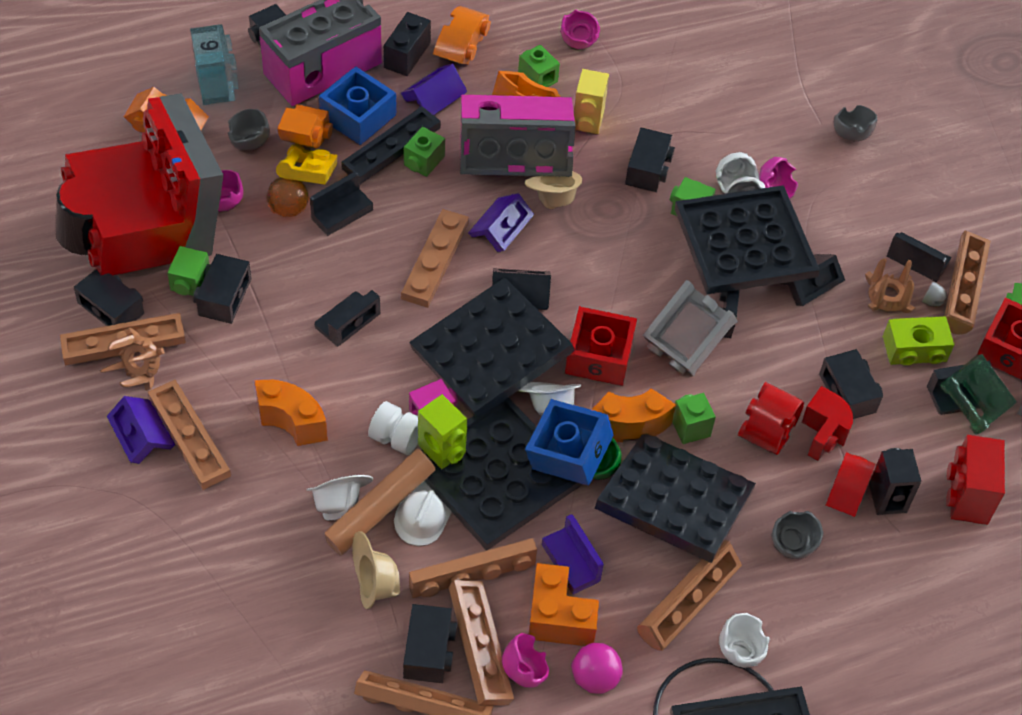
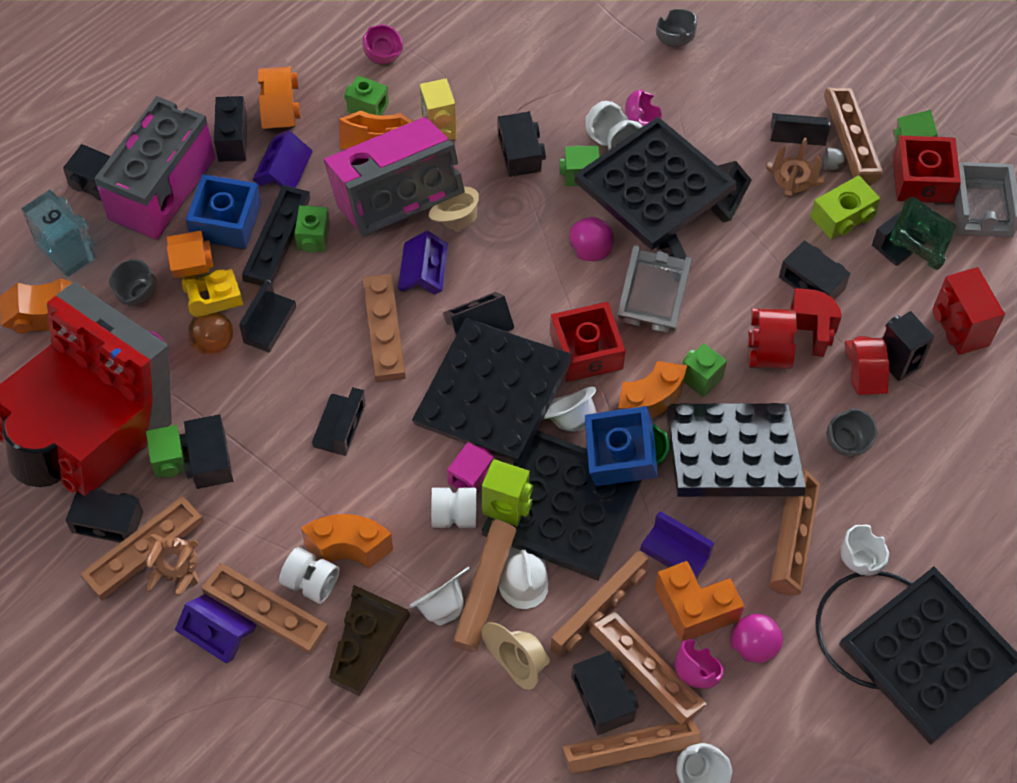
camera: 25 degrees left, 5 degrees up
(240, 424) = (311, 576): none -> white wheel
(258, 498) = (367, 637): none -> dark brown wing
(664, 265) = (591, 239): none -> dark pink hair

